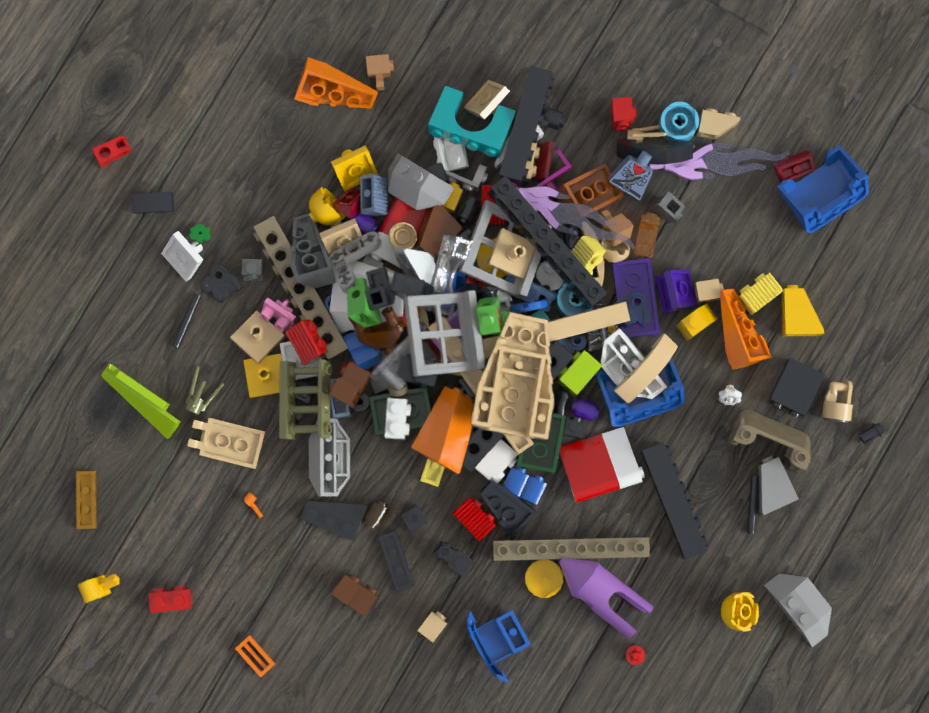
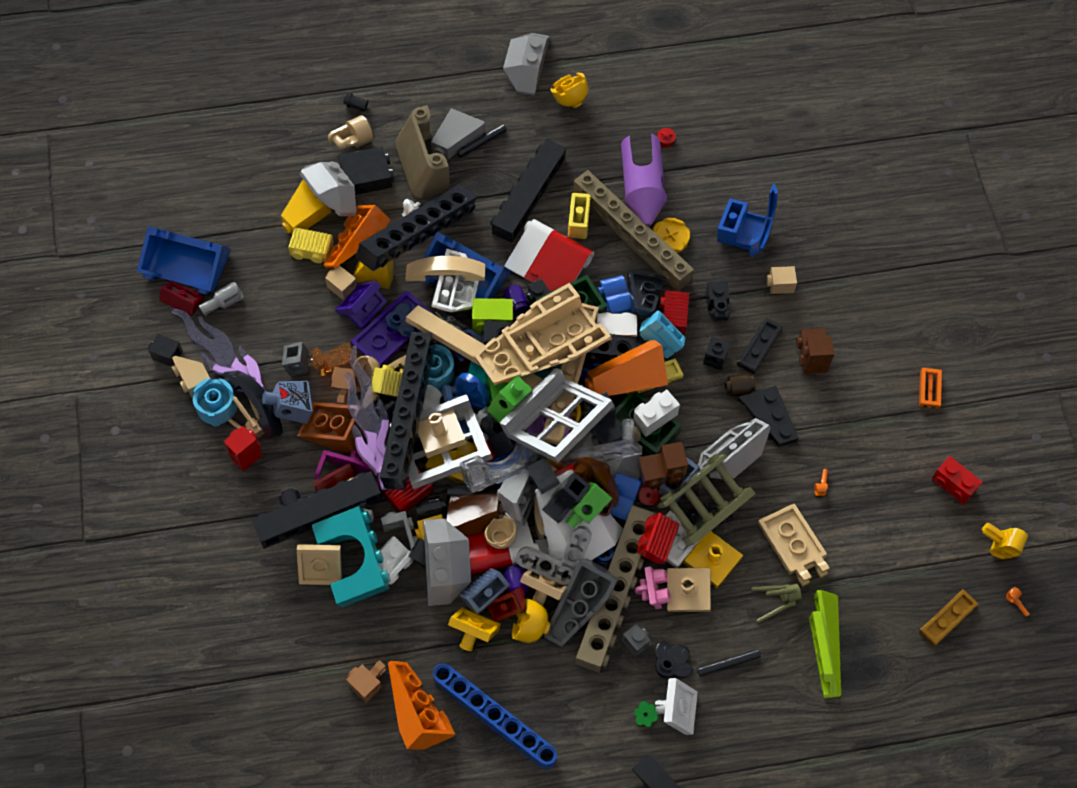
camera: 130 degrees left, 20 degrees down
(60, 559) = (1013, 597): none -> orange hand
(273, 131) = (499, 726): none -> blue beam
(460, 487) = (664, 332): none -> medium azure brick
(616, 517) = (579, 215): none -> light yellow brick
(709, 439) = (416, 227): none -> black brick
(754, 120) = (163, 349): none -> black brick
(765, 193) = (223, 298): none -> light grey arm
(799, 342) = (331, 186): none -> light grey wedge

